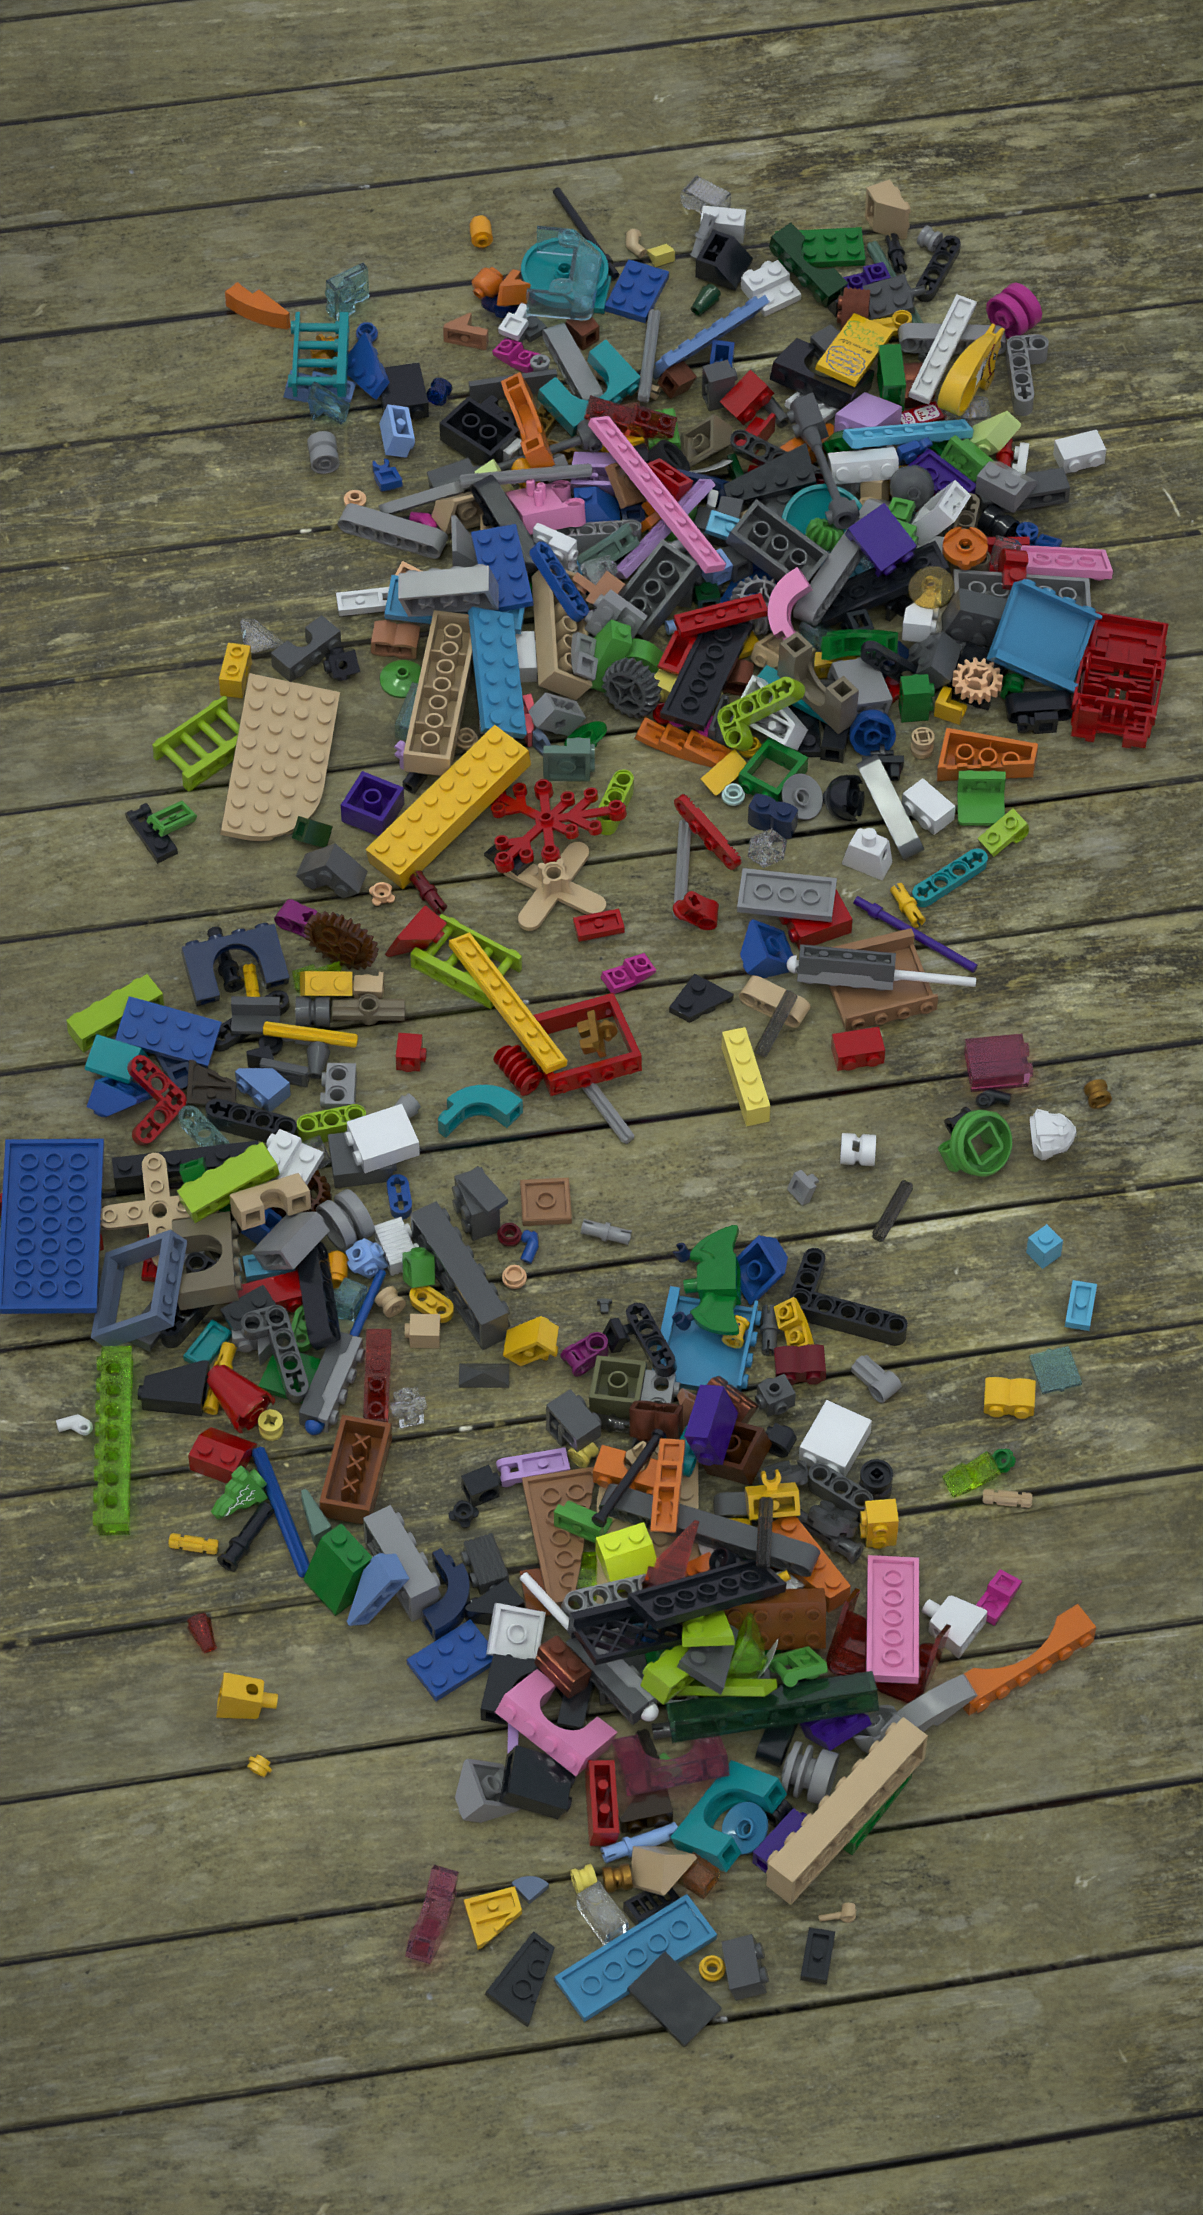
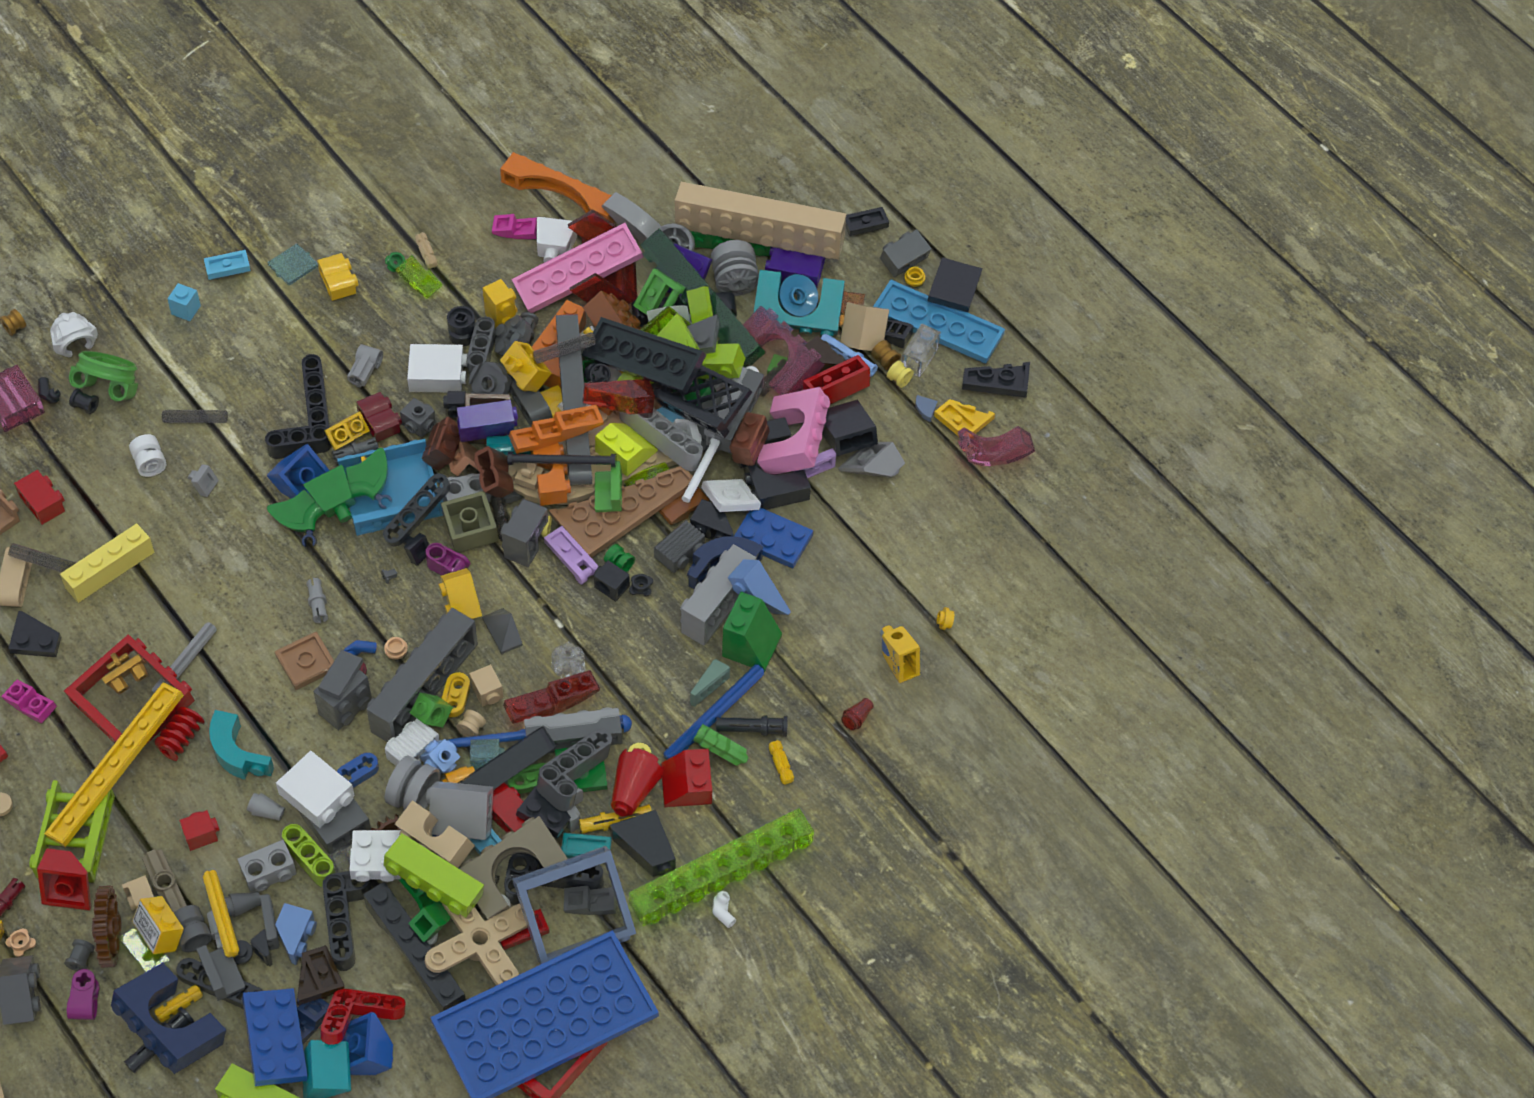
camera: 120 degrees left, 0 degrees up
(201, 1123) = (366, 949): clear light blue beam -> none
(355, 1469) = (650, 668): dark orange brick -> none
(502, 1504) = (619, 558): none -> green wheel

